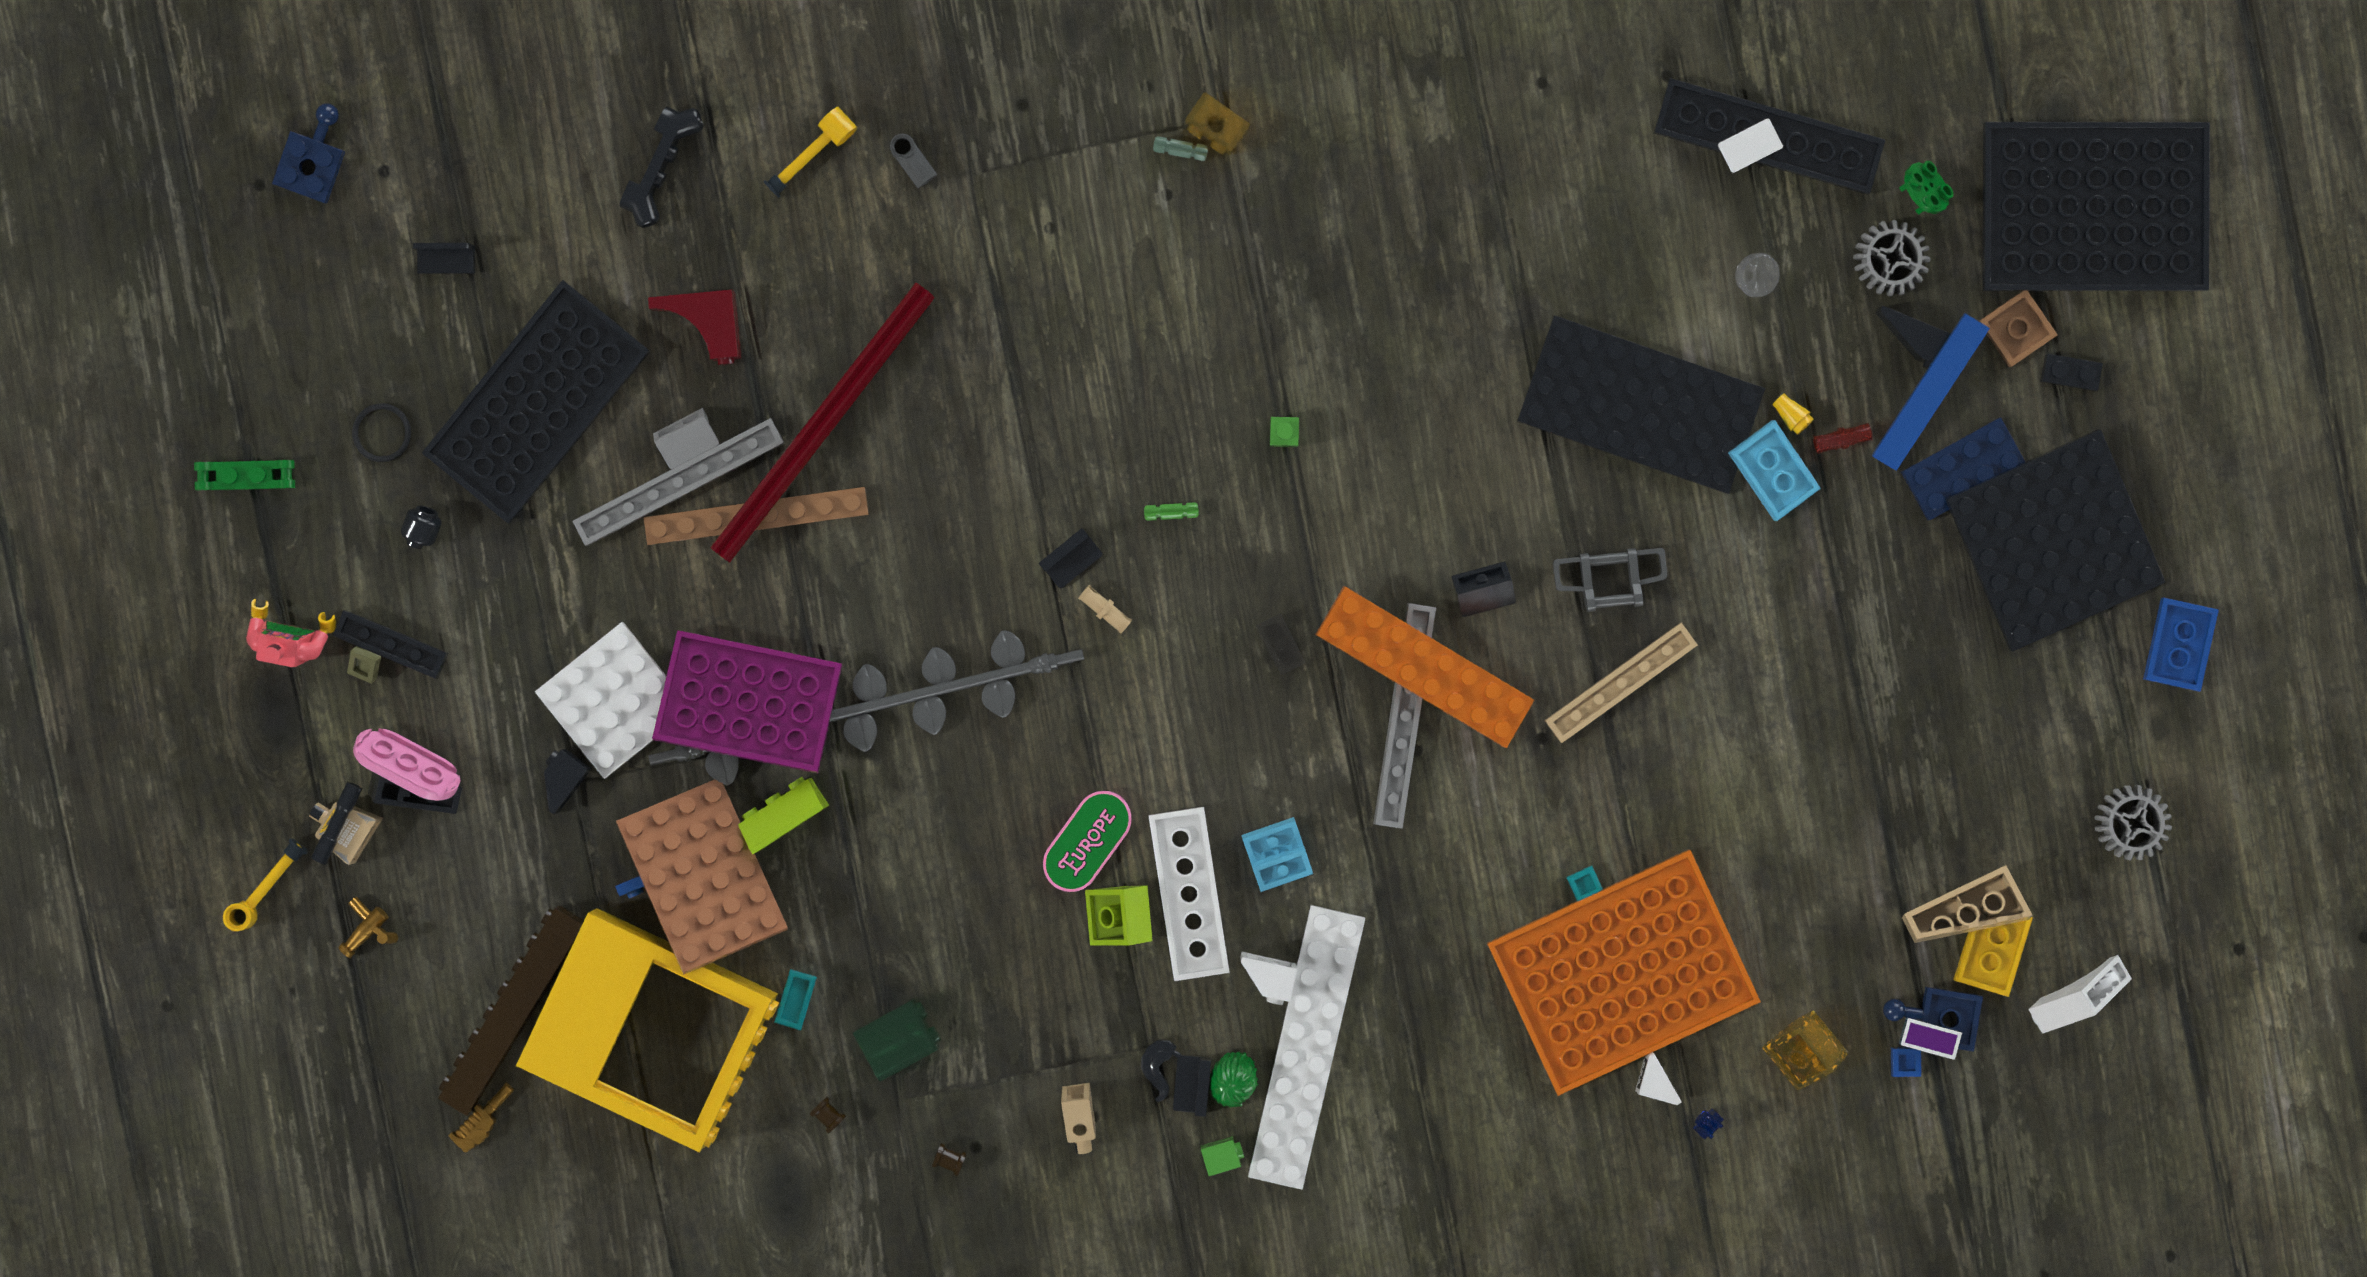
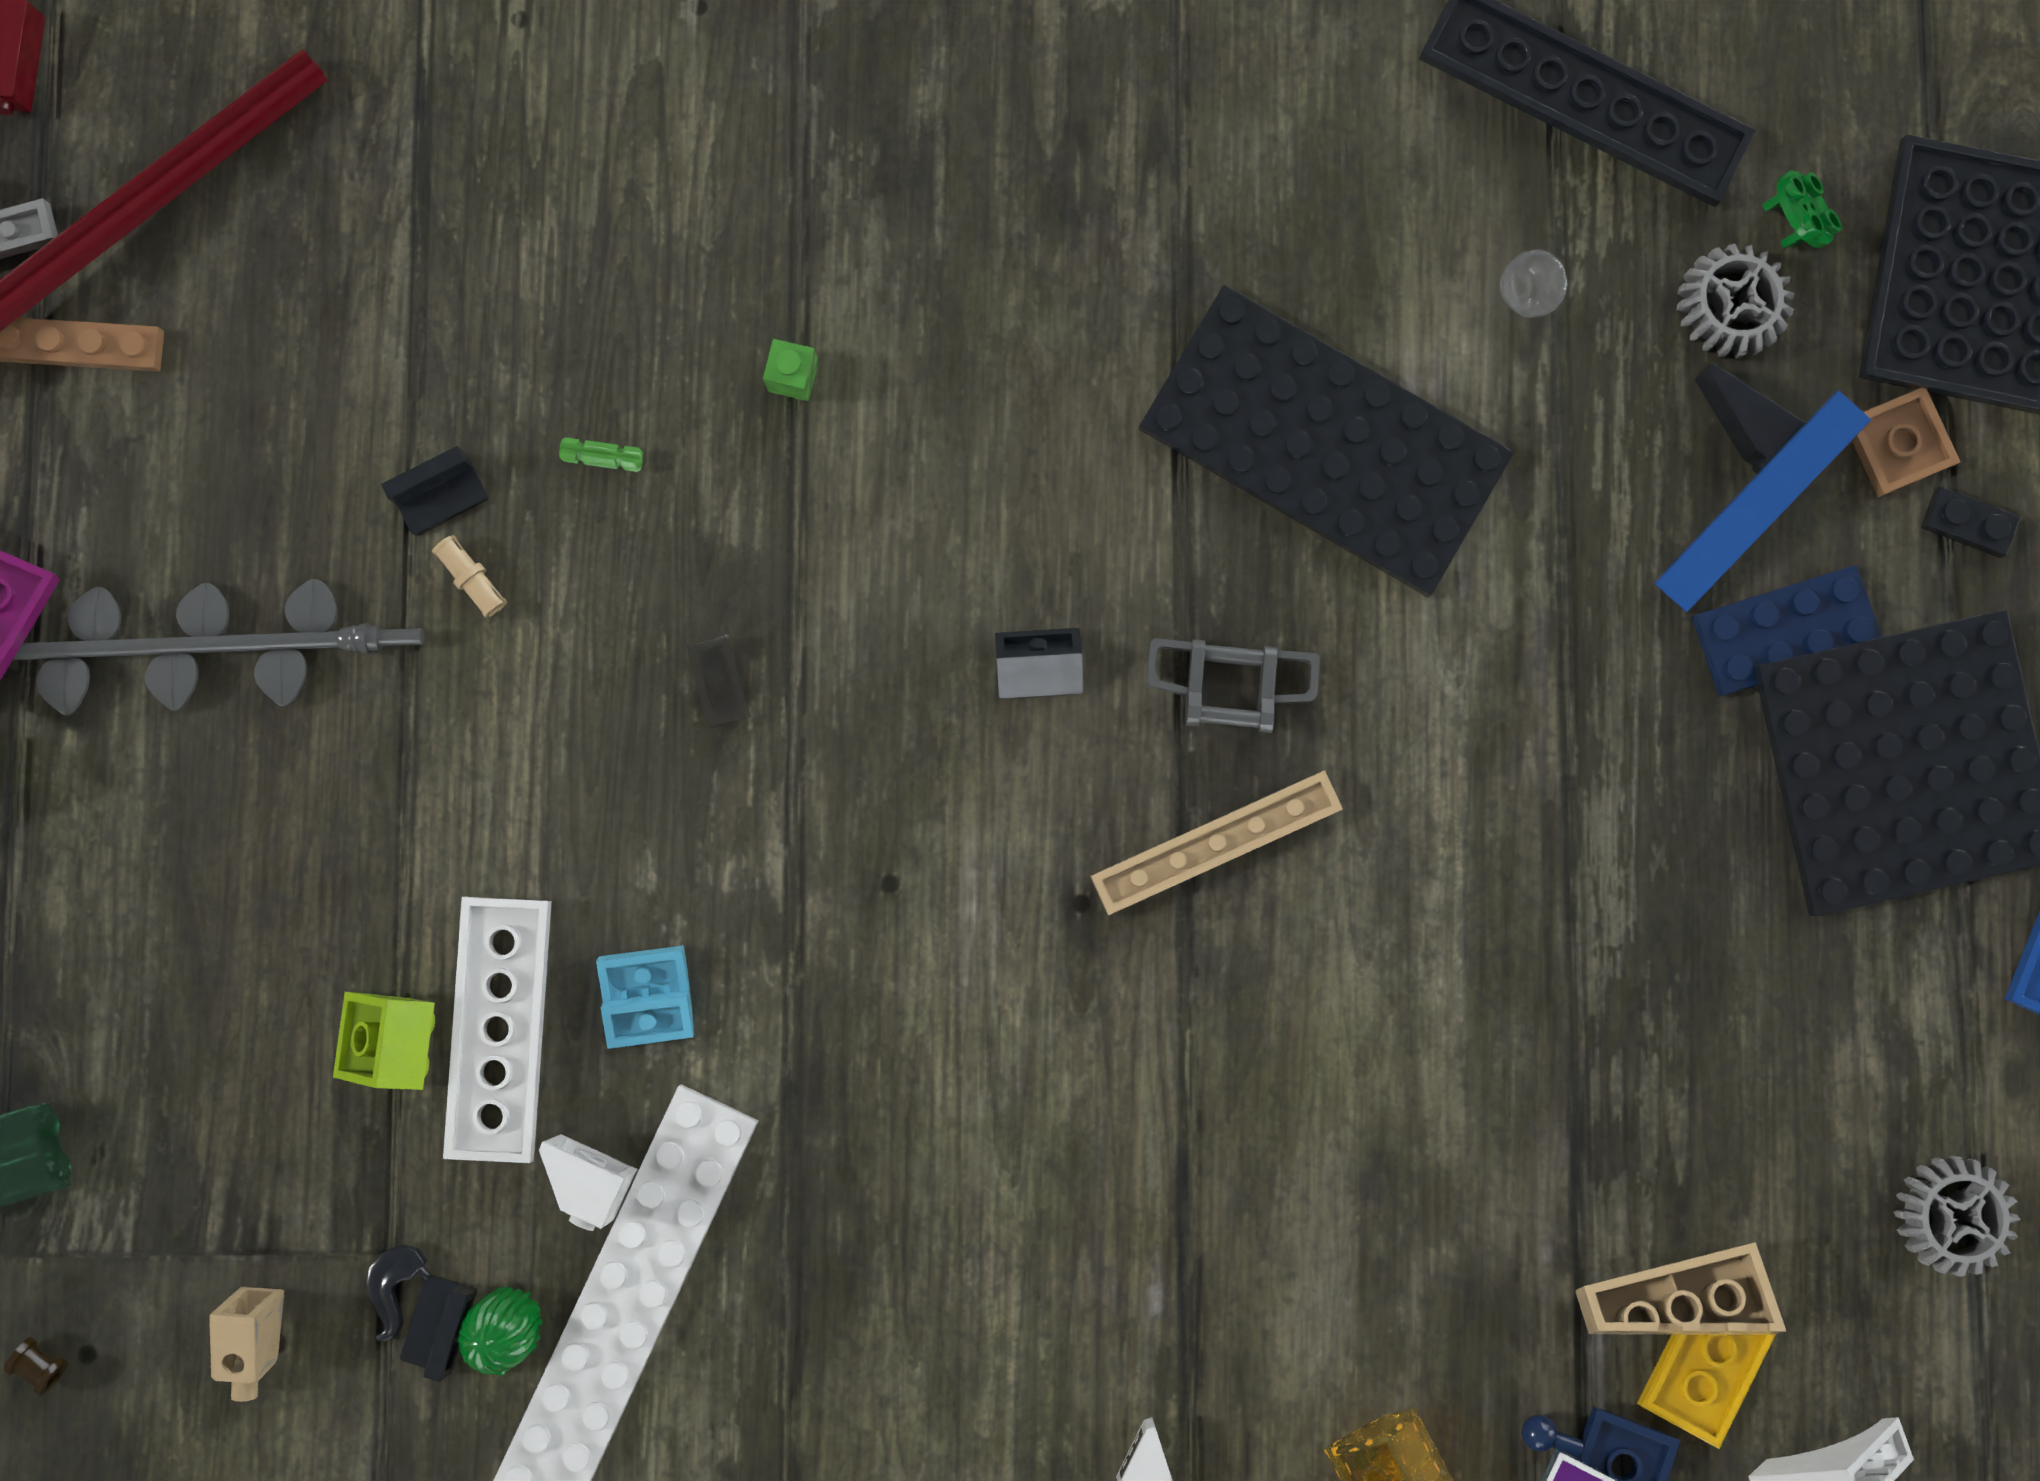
camera: 10 degrees right, 5 degrees down
(1087, 841) = (364, 918): green tile -> none
(1222, 1155) = (454, 1448): bright green brick -> none
(1401, 736) = (880, 827): light grey plate -> none
(1424, 667) = (925, 757): orange plate -> none
(1584, 883) = (1101, 1138): teal tile -> none
(1623, 972) = (1133, 1289): orange plate -> none
(1750, 145) = (1557, 98): white sticker -> none
(1774, 470) = (1506, 574): medium azure tile -> none
(1793, 414) = (1549, 499): yellow cone -> none
(1842, 438) = (1615, 548): clear red pin -> none

